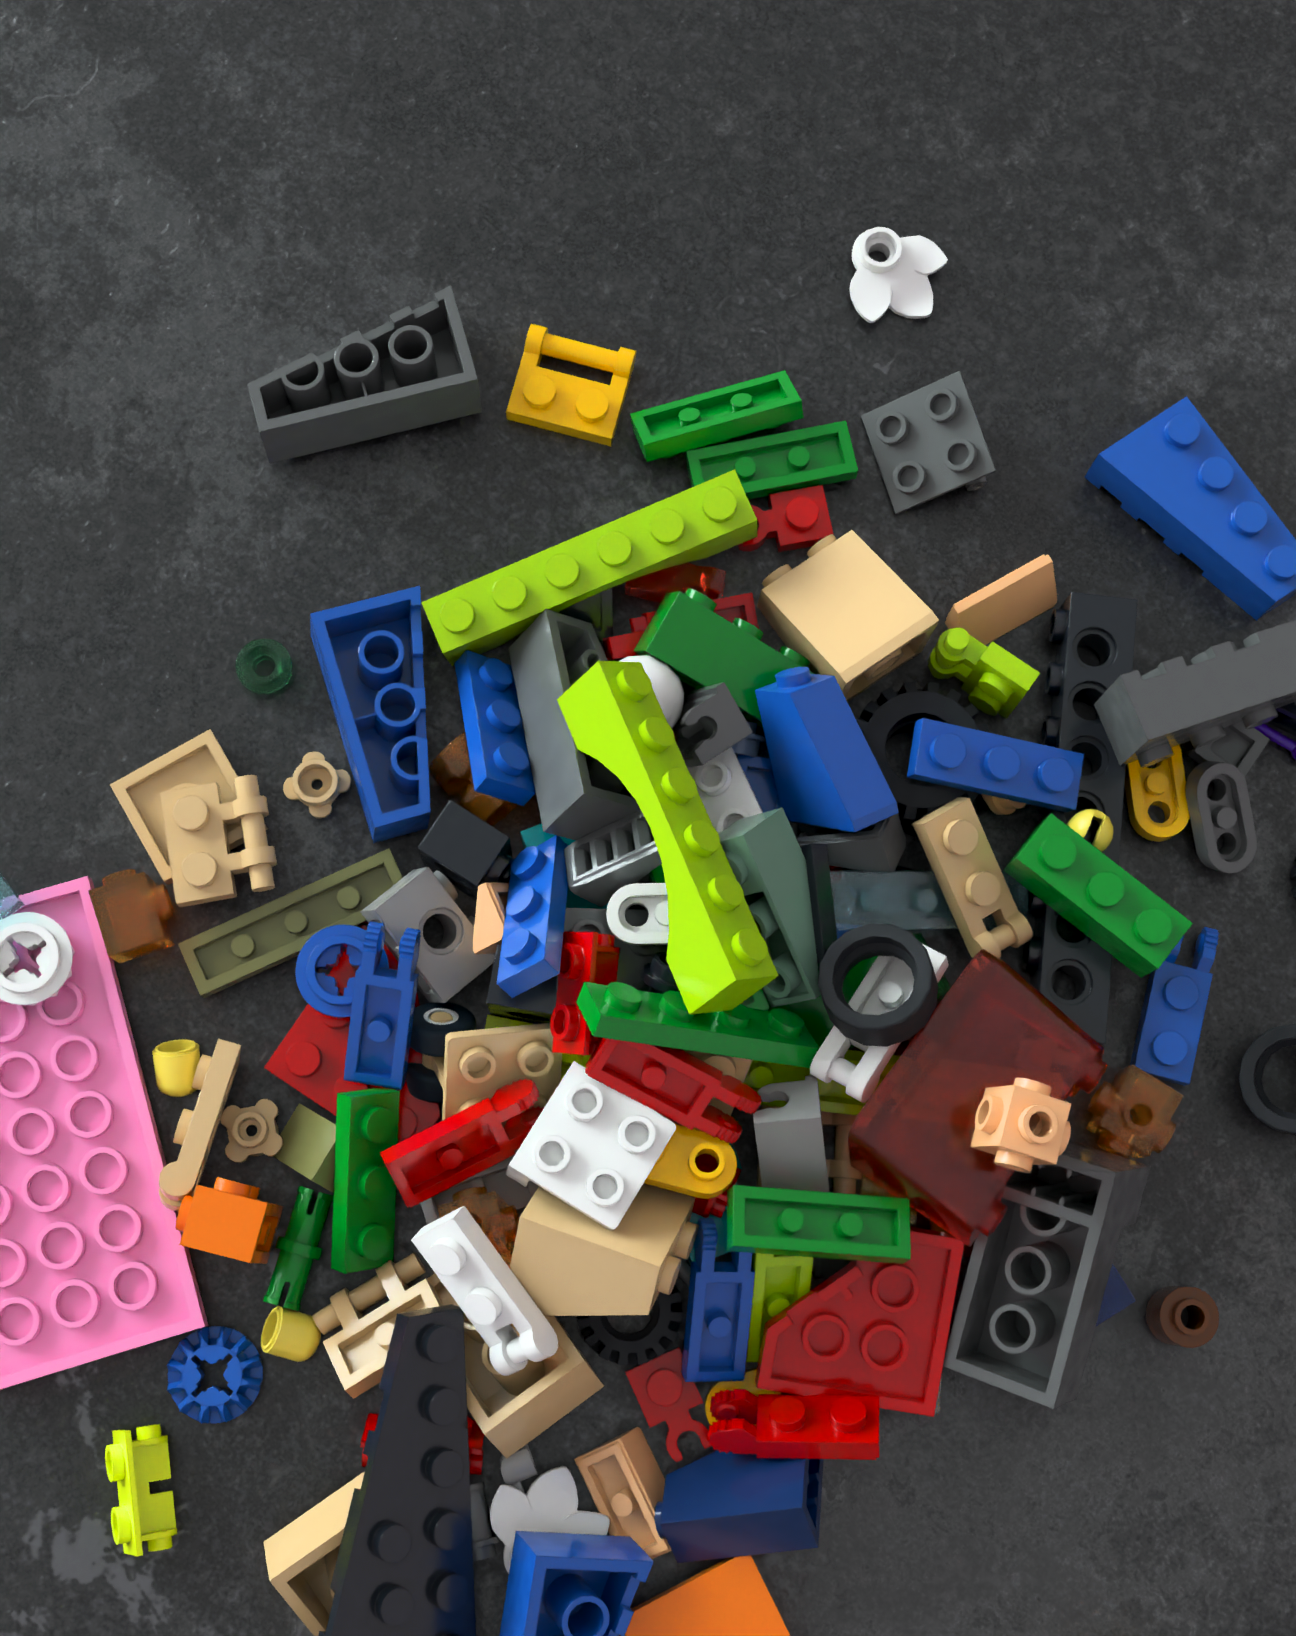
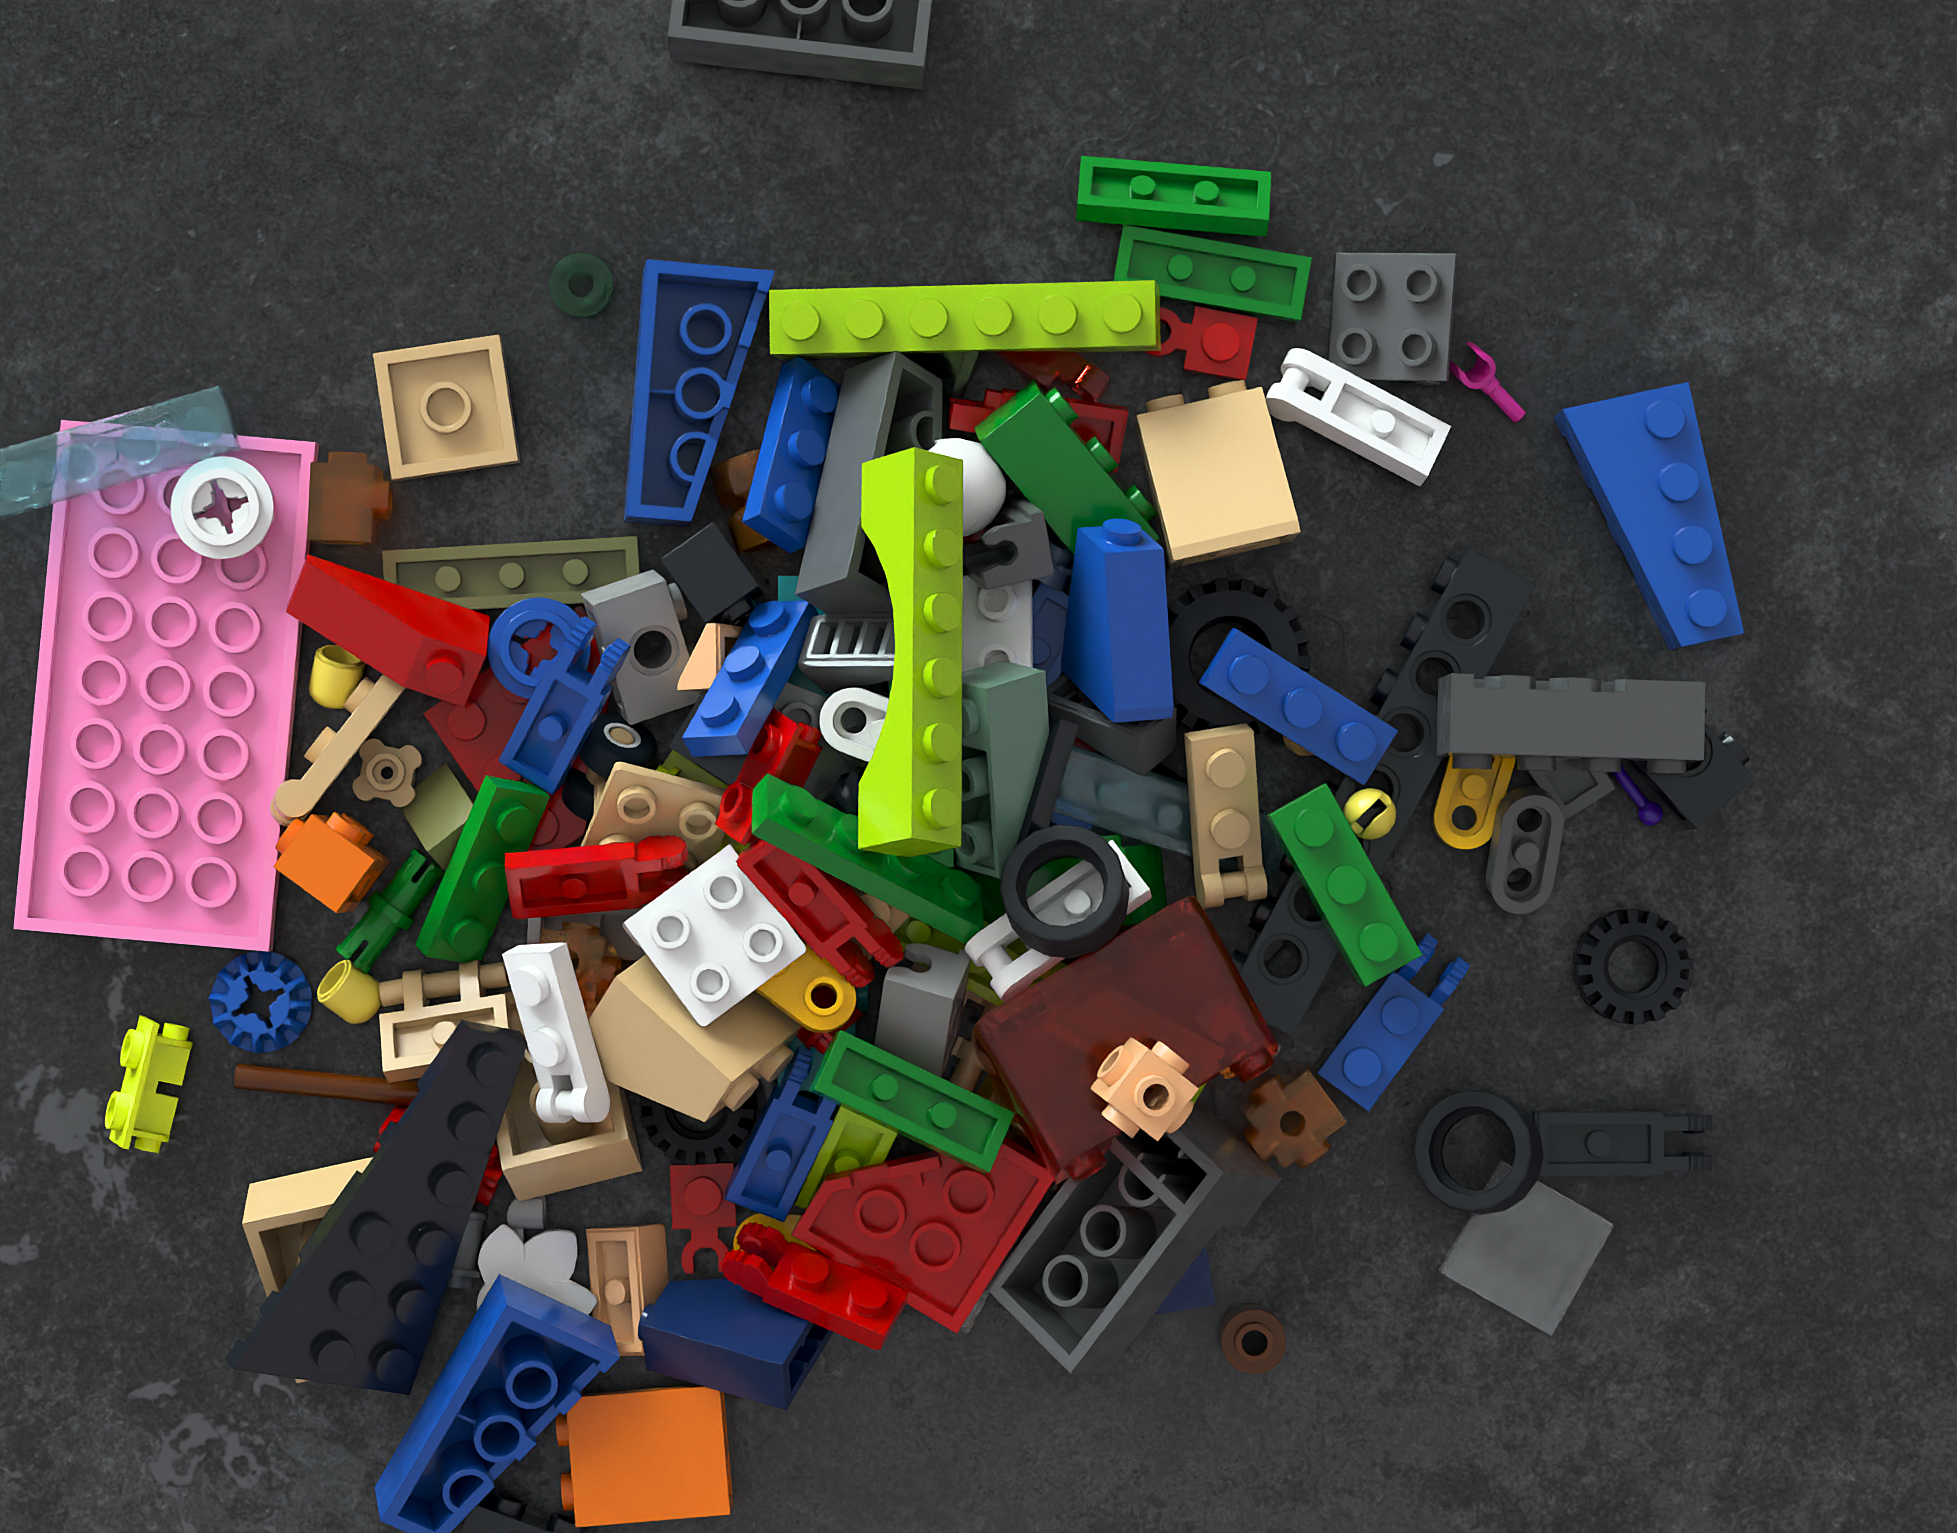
camera: 30 degrees right, 10 degrees up
(200, 844) = (443, 454): tan plate -> none
(210, 1002) = (394, 629): none -> red slope
(298, 1425) = (324, 1084): none -> reddish brown bar
(311, 769) = (591, 417): tan plate -> none
(567, 401) = (1020, 113): yellow plate -> none
(900, 280) = (1442, 115): white plate -> none
(935, 528) = (1357, 415): none -> white plate
(989, 673) = (1343, 610): lime plate -> none
(1007, 602) = (1397, 529): light nougat slope -> none
(1018, 462) = (1483, 377): none -> dark pink hand

